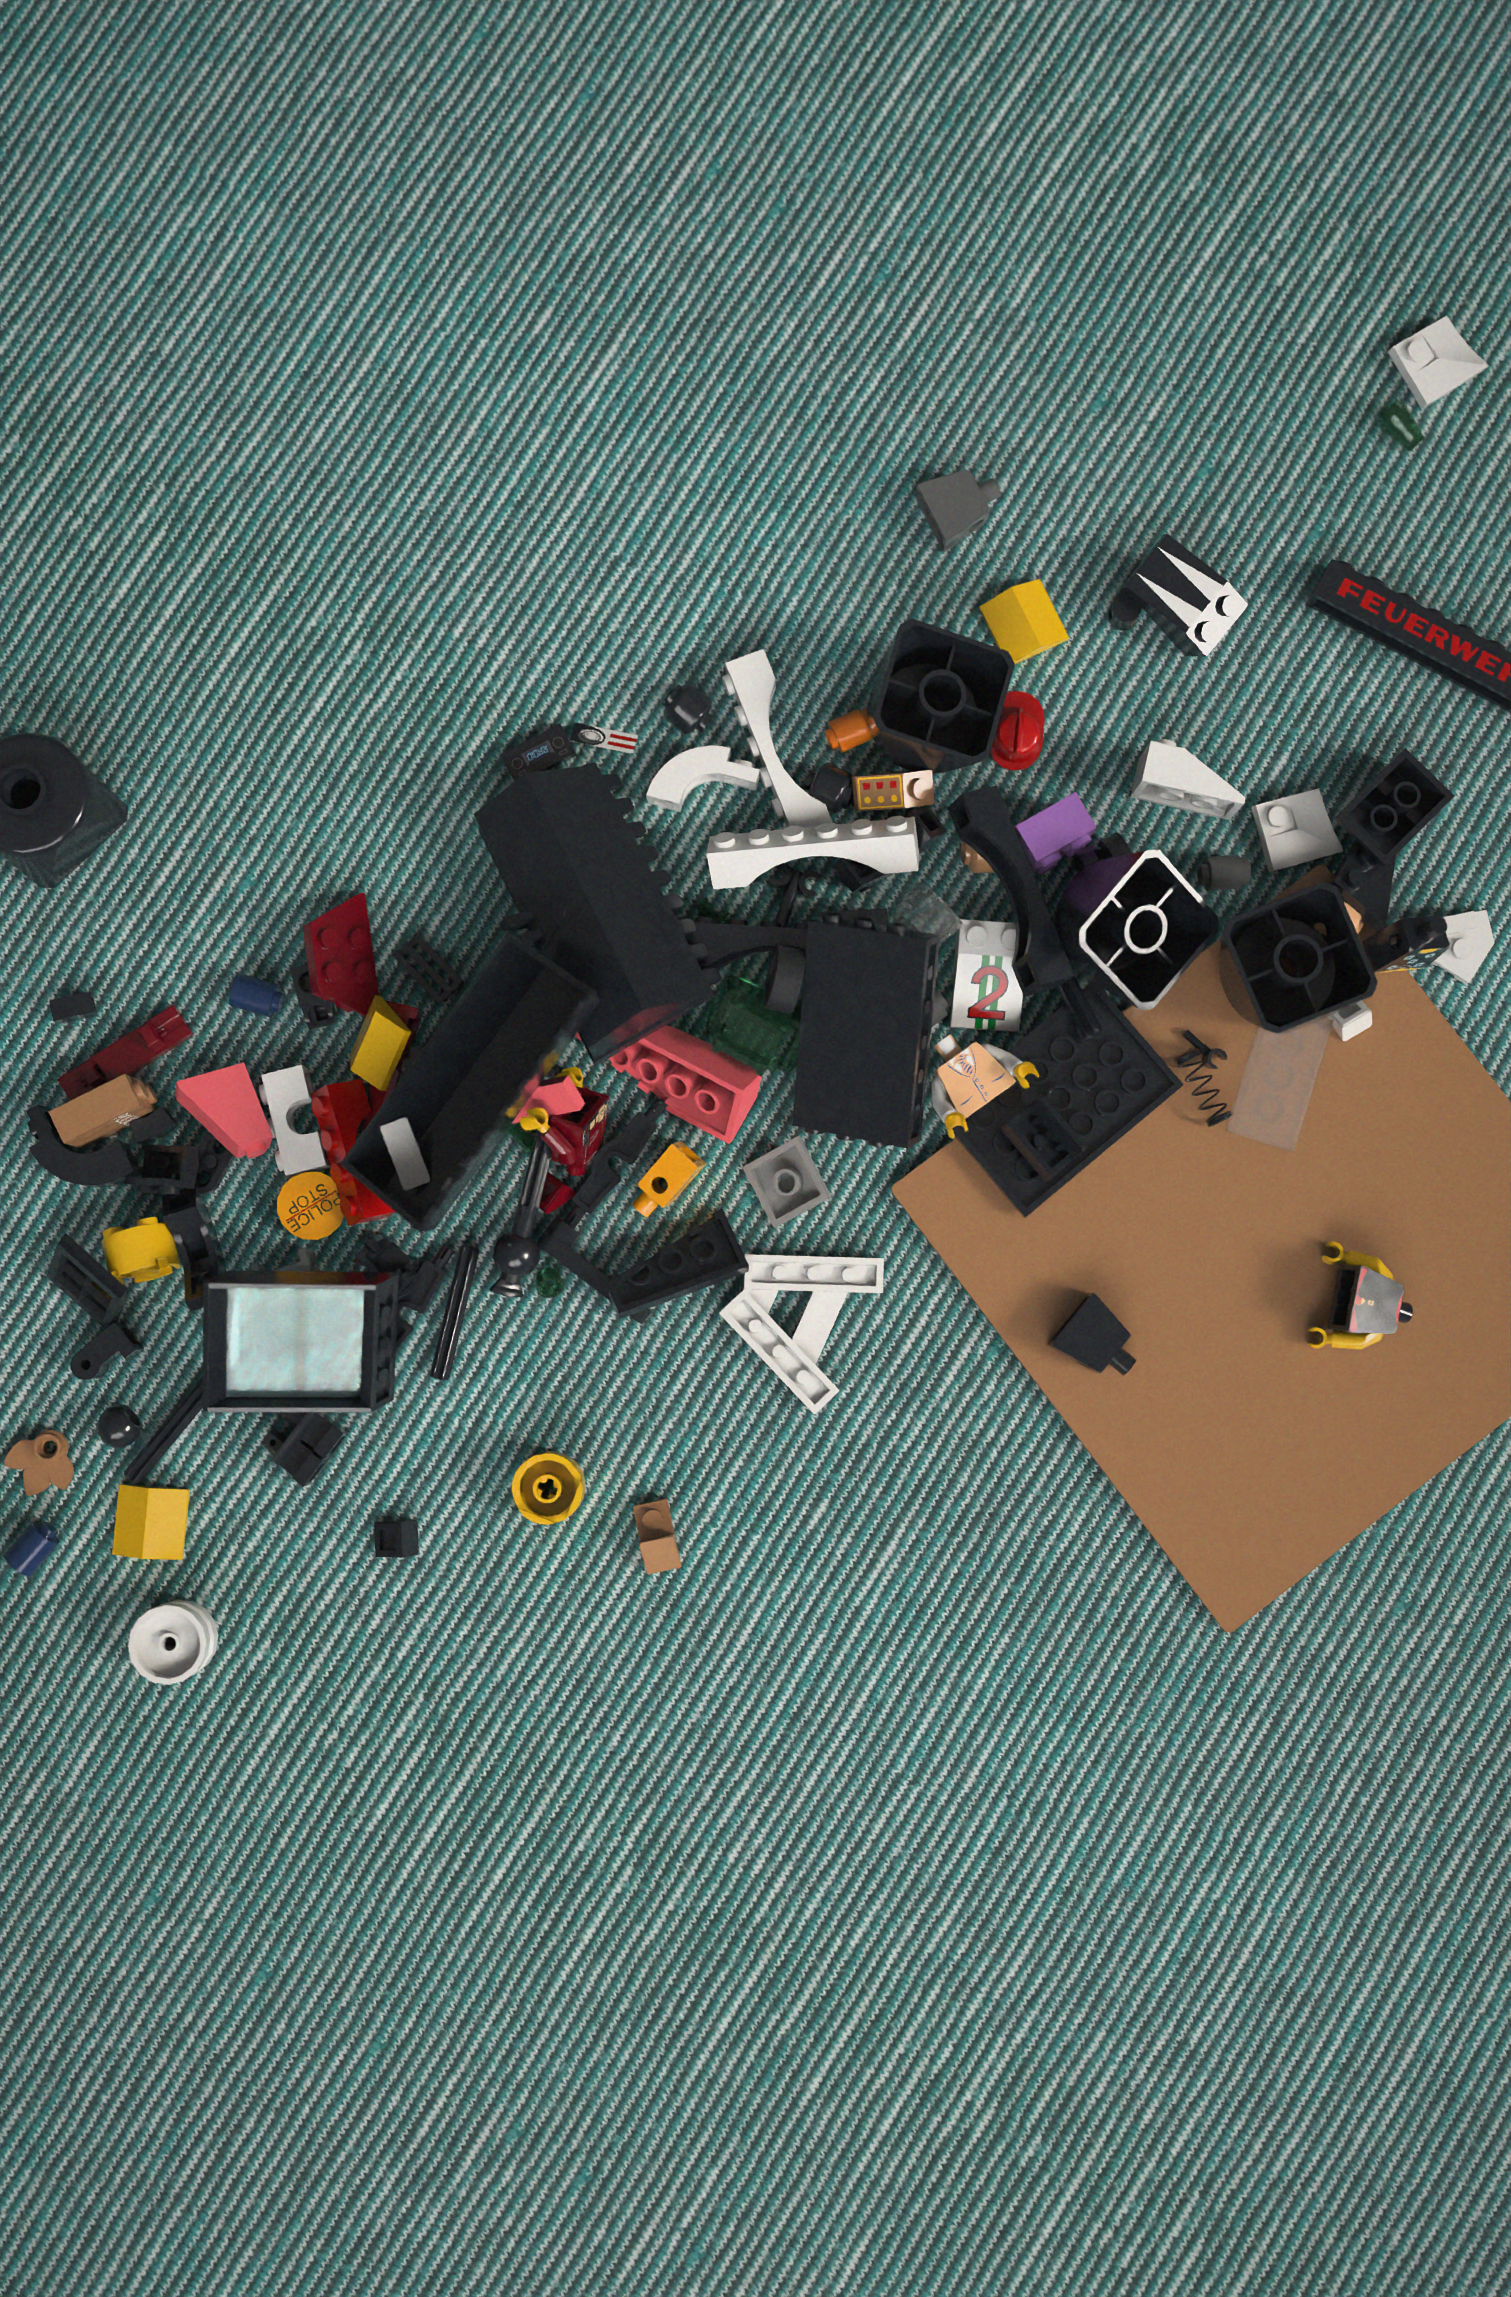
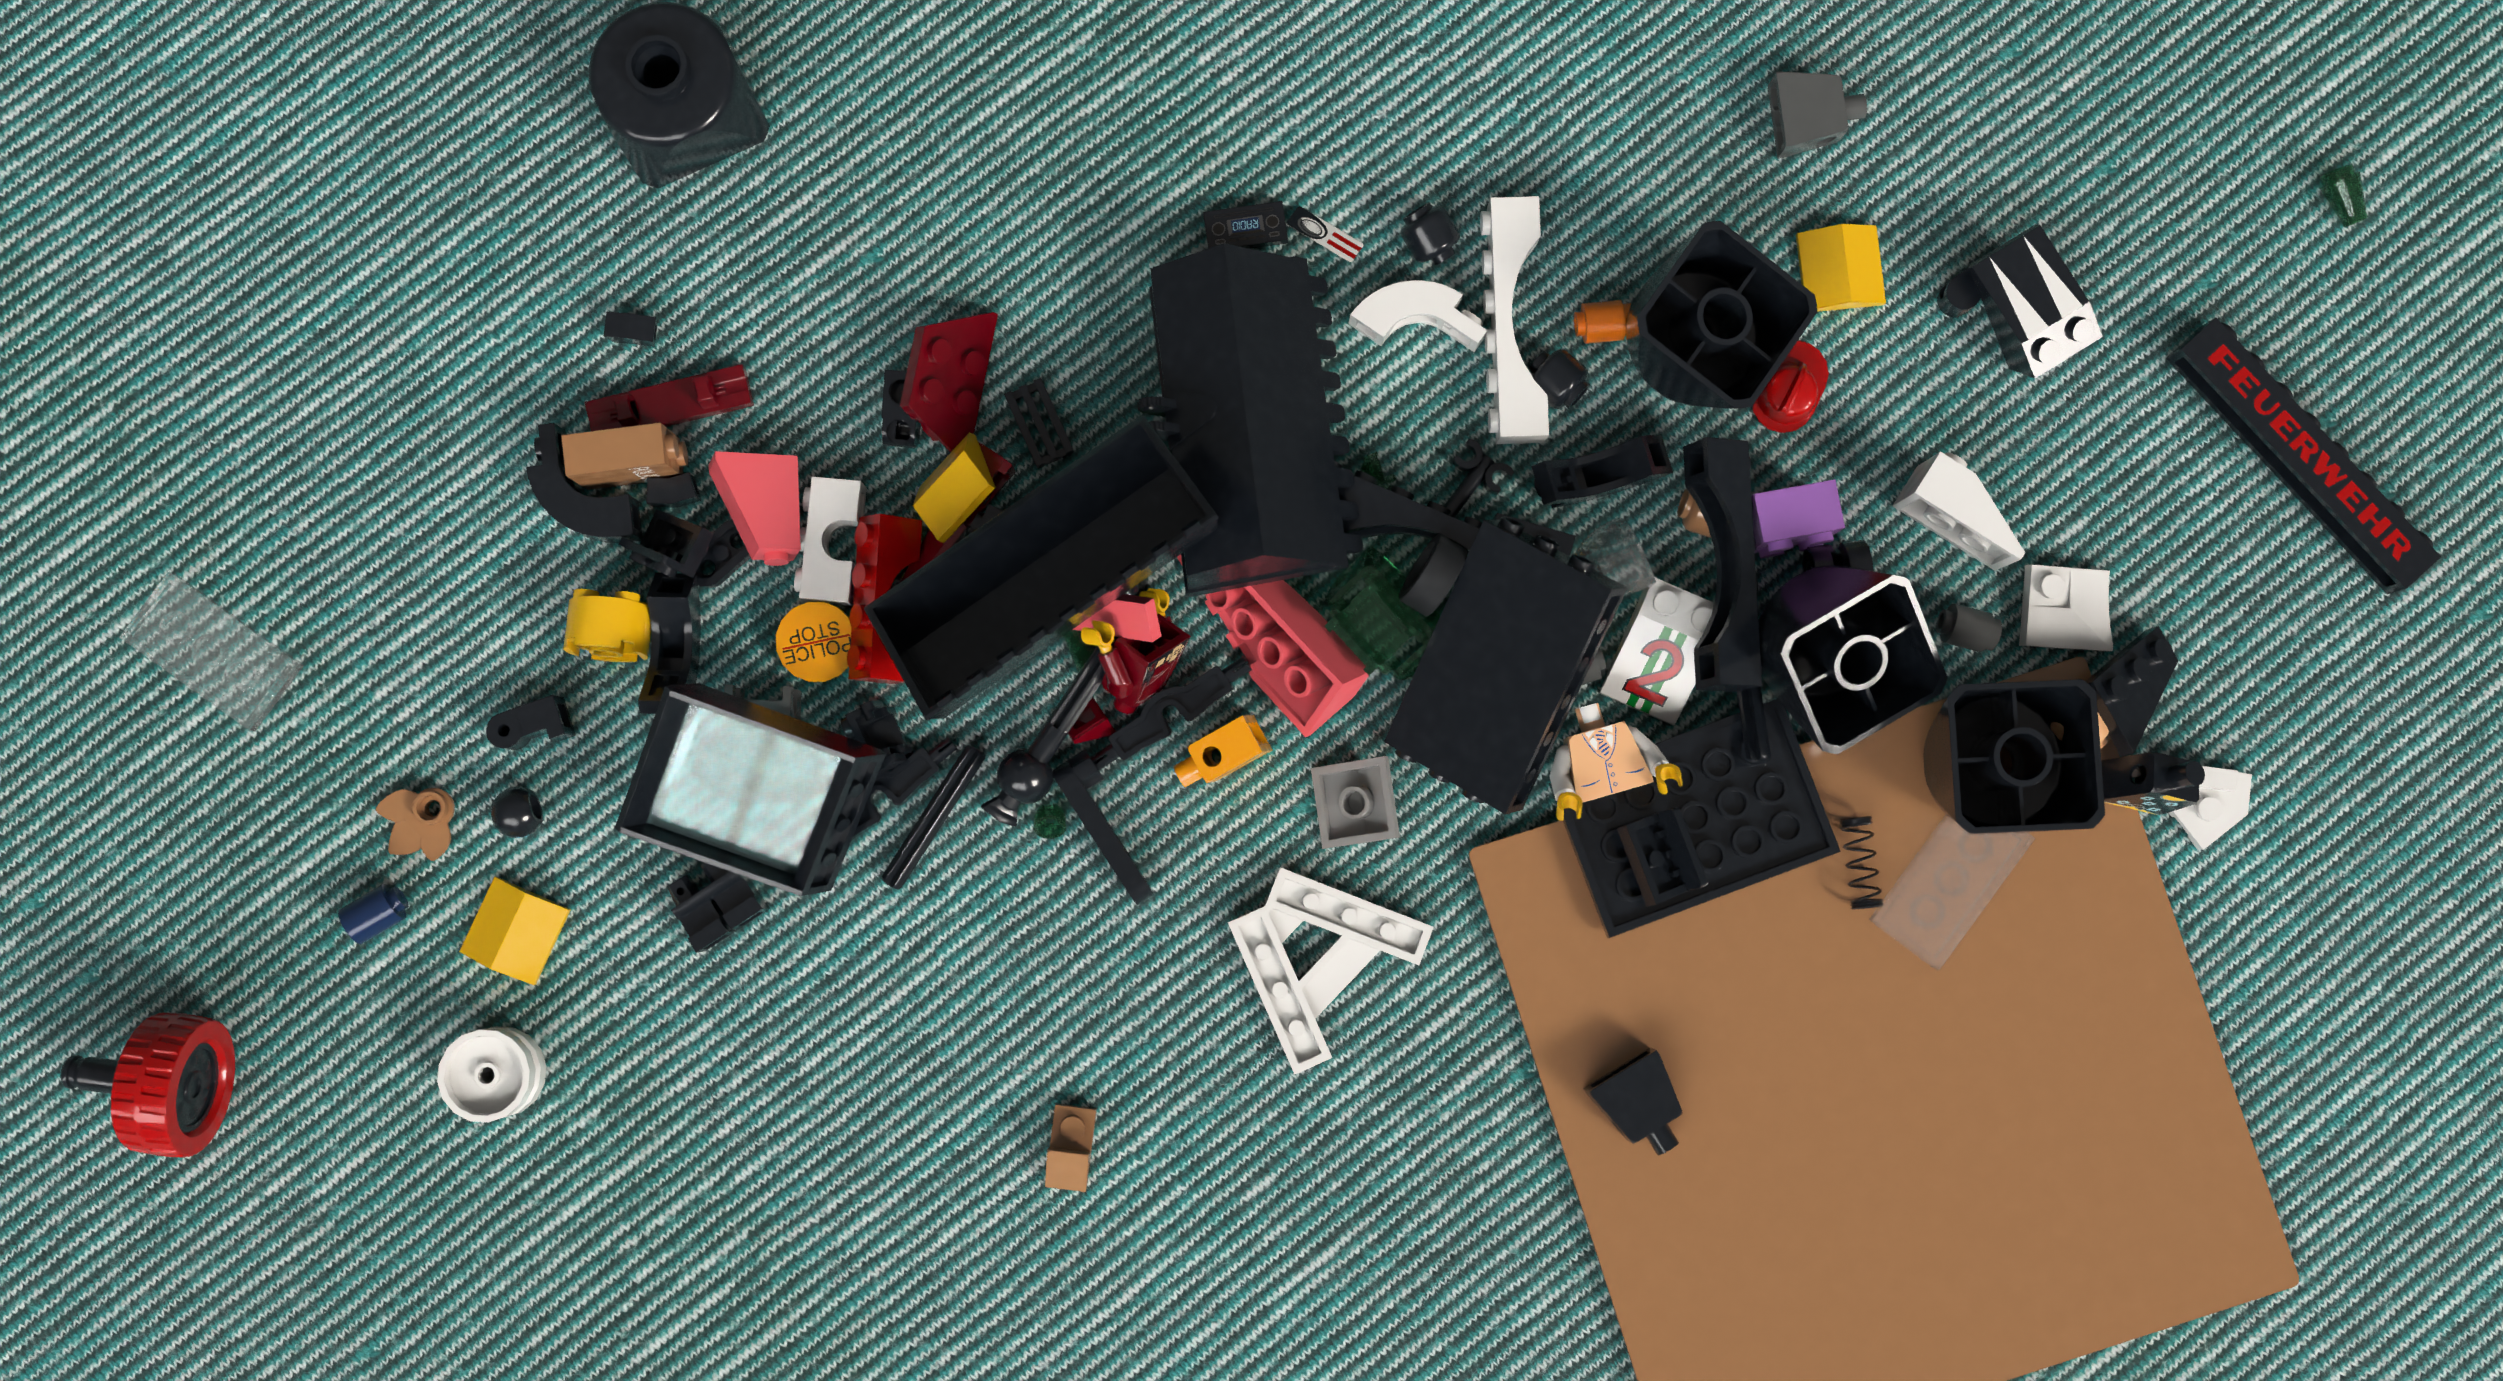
camera: 15 degrees right, 0 degrees up
(87, 1282) = (538, 639): black piece -> none
(166, 1435) = (565, 841): black axle -> none
(256, 995) = (837, 386): dark blue brick -> none
(396, 1538) = (779, 1046): black slope -> none
(405, 1153) = (940, 622): white sticker -> none
(530, 1494) = (945, 1051): yellow brick -> none
(691, 1263) = (1214, 856): black wing -> none
(881, 844) = (1595, 462): white arch -> none
(893, 790) = (1629, 405): medium nougat slope -> none
(1205, 1050) = (1878, 822): black hand -> none
(1352, 1020) = (2055, 846): white slope -> none
(1363, 1301) = (1959, 1169): torso -> none
(1394, 807) = (2189, 622): black slope -> none
(1435, 361) = (2410, 136): white plate -> none

